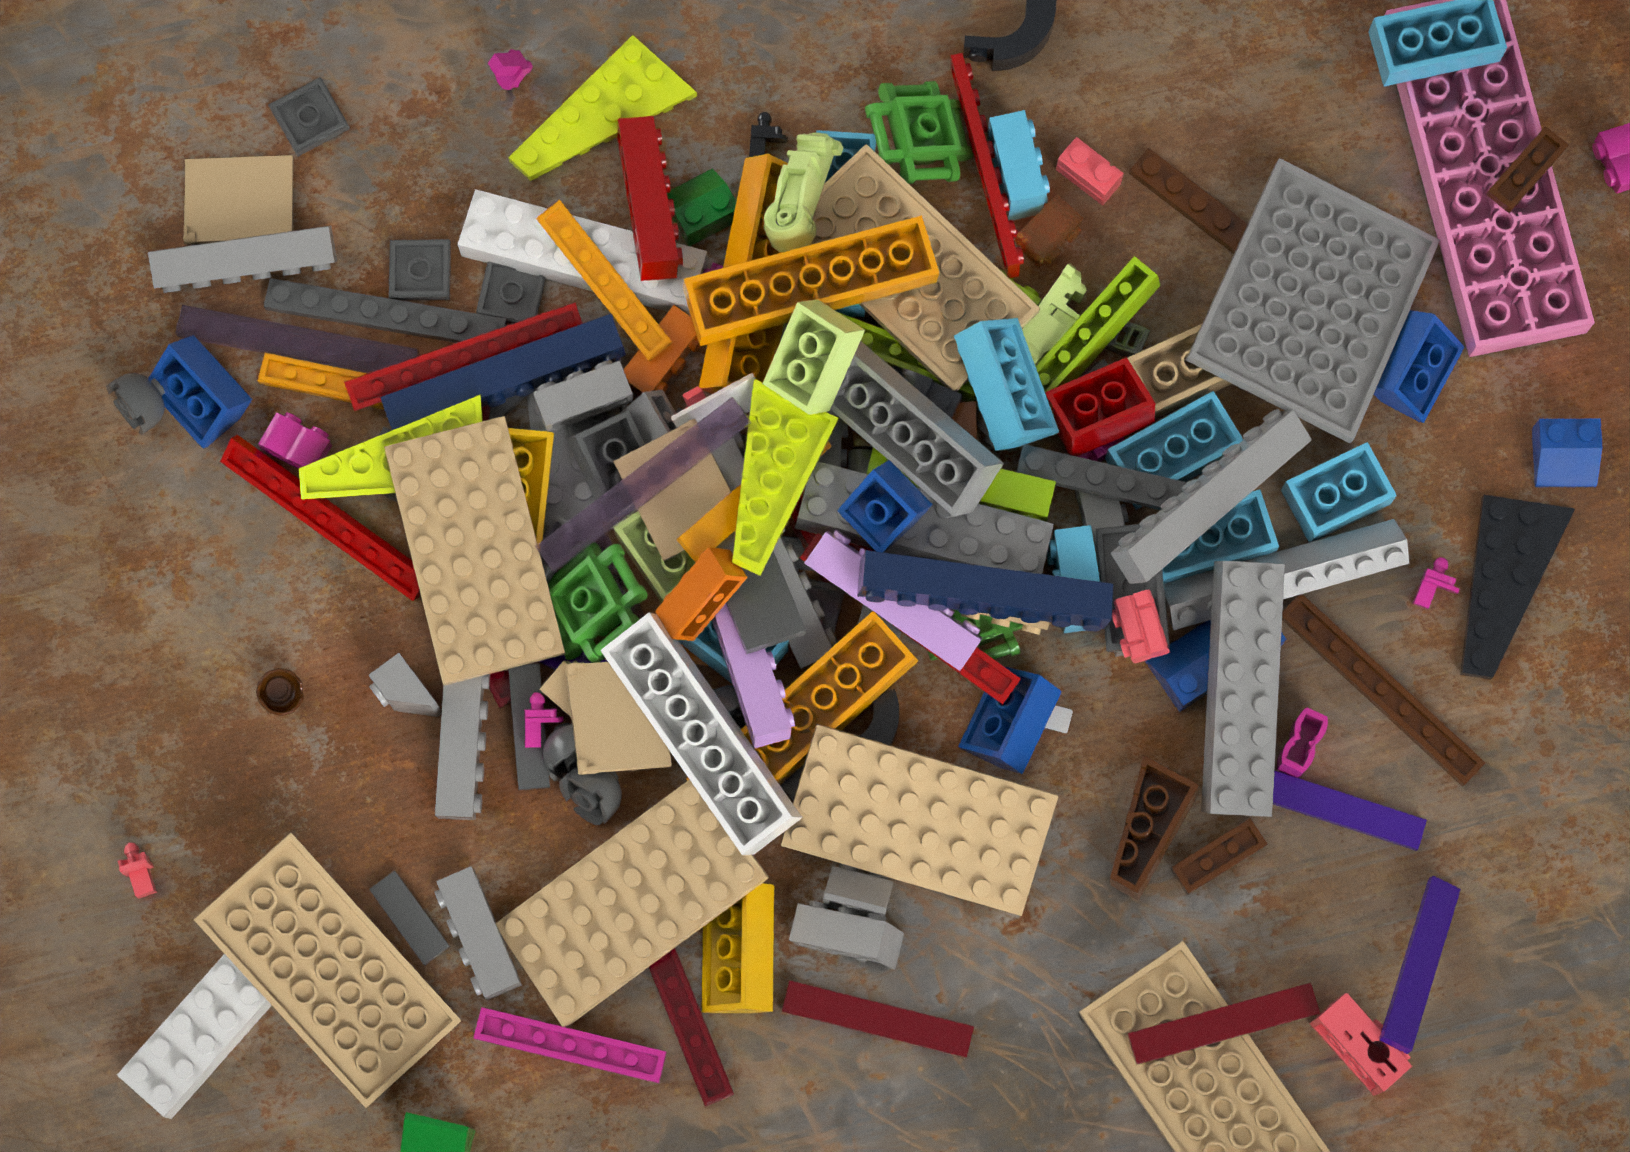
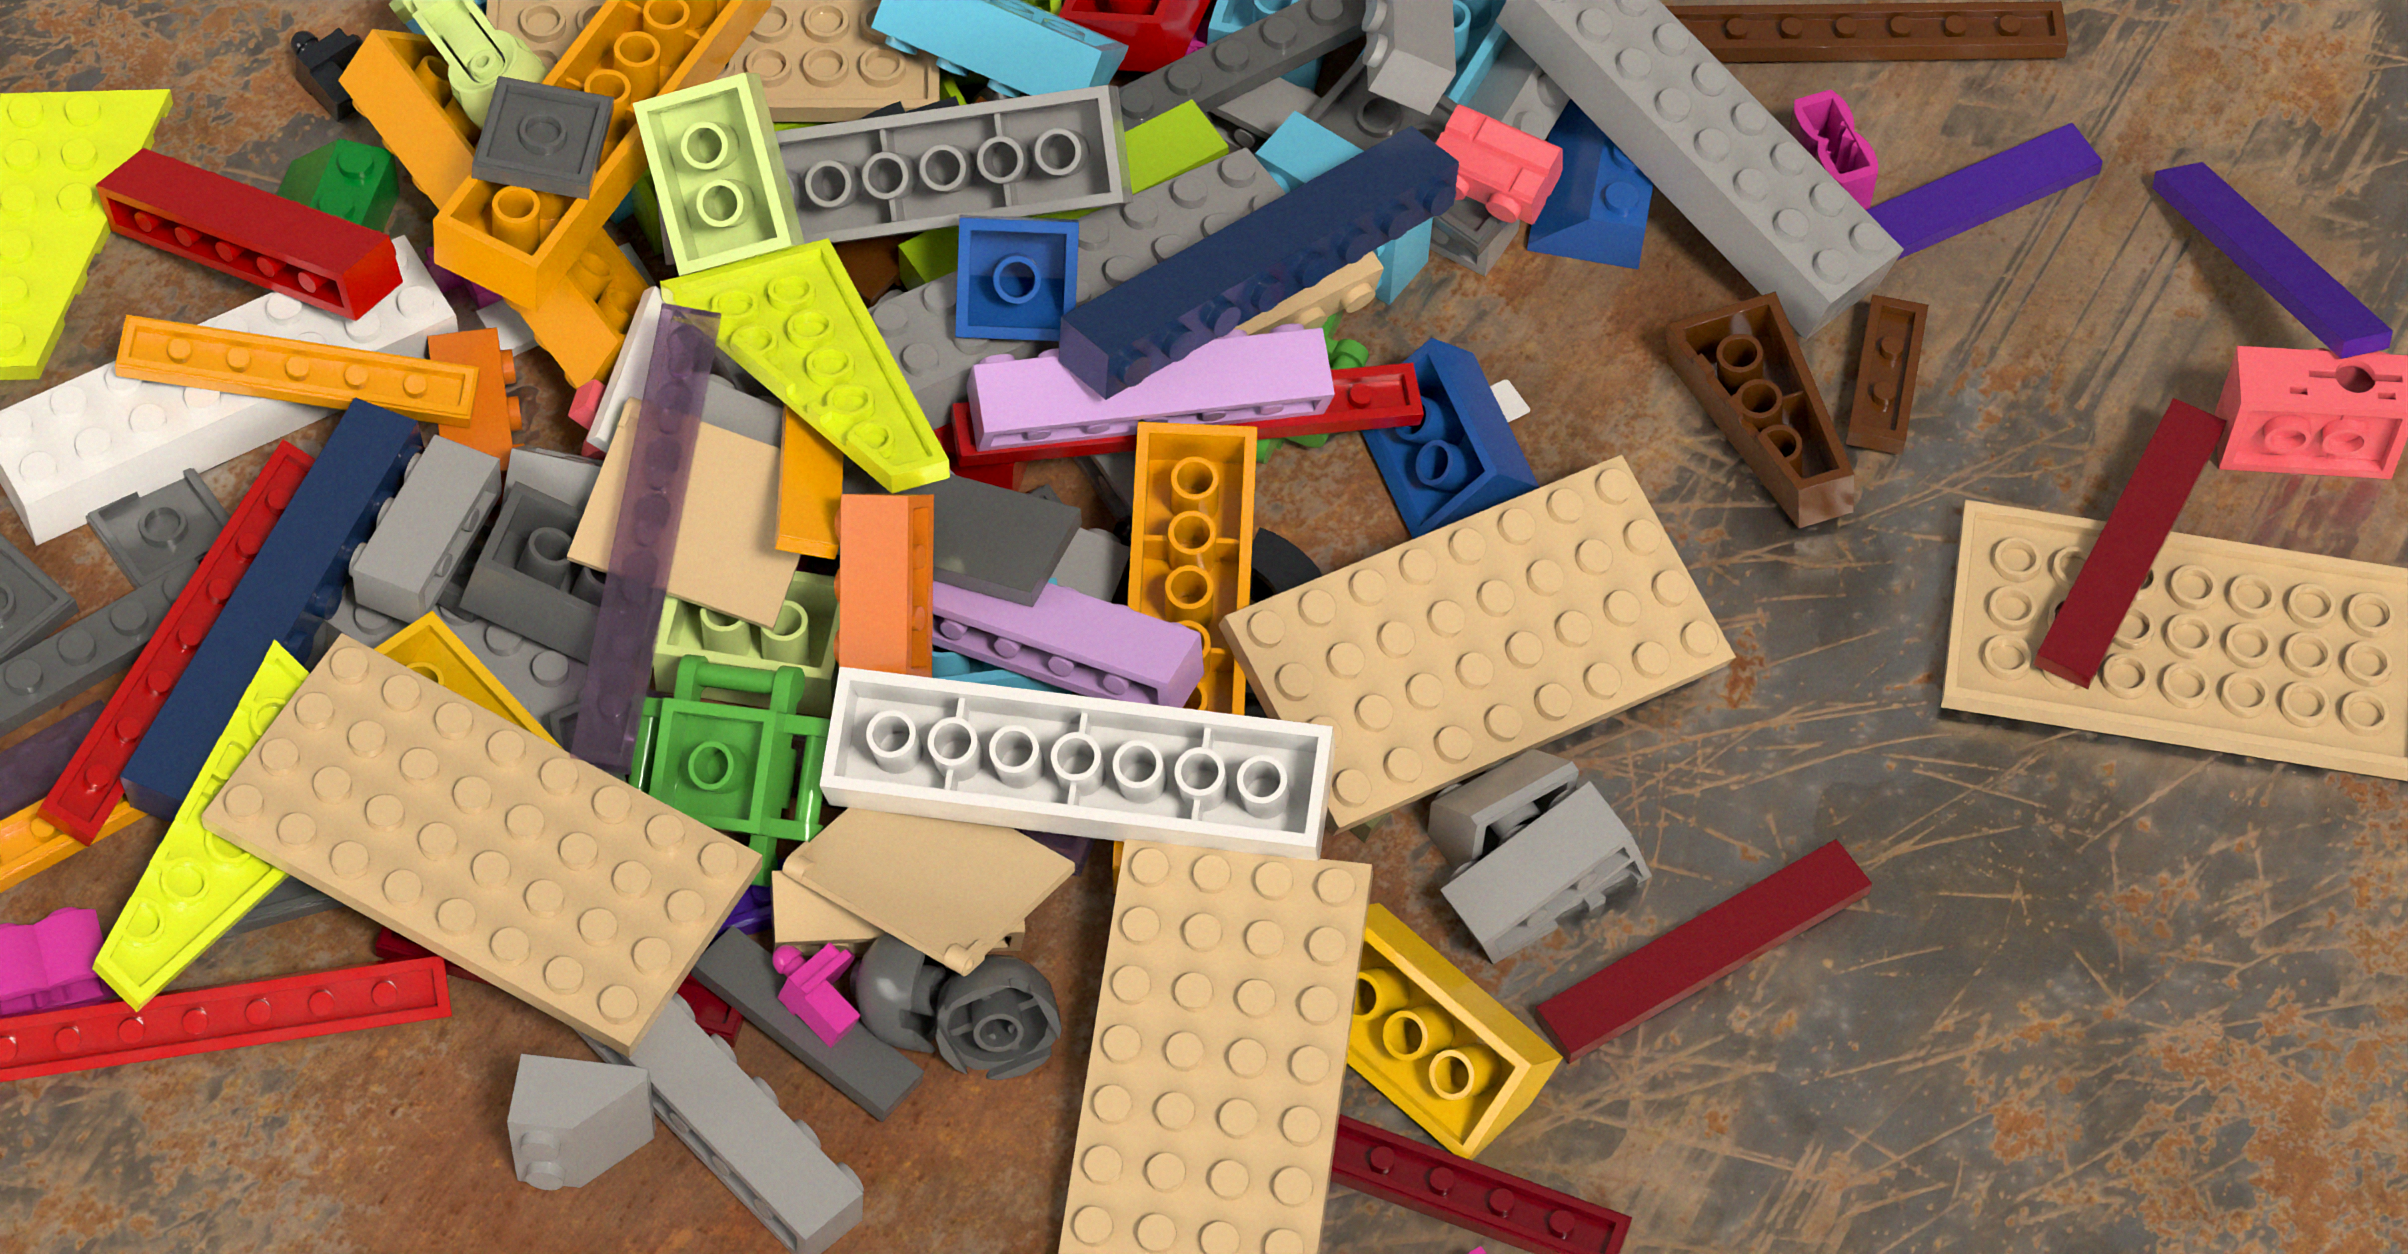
camera: 50 degrees left, 20 degrees down
(760, 279) = (543, 137): none -> dark grey tile

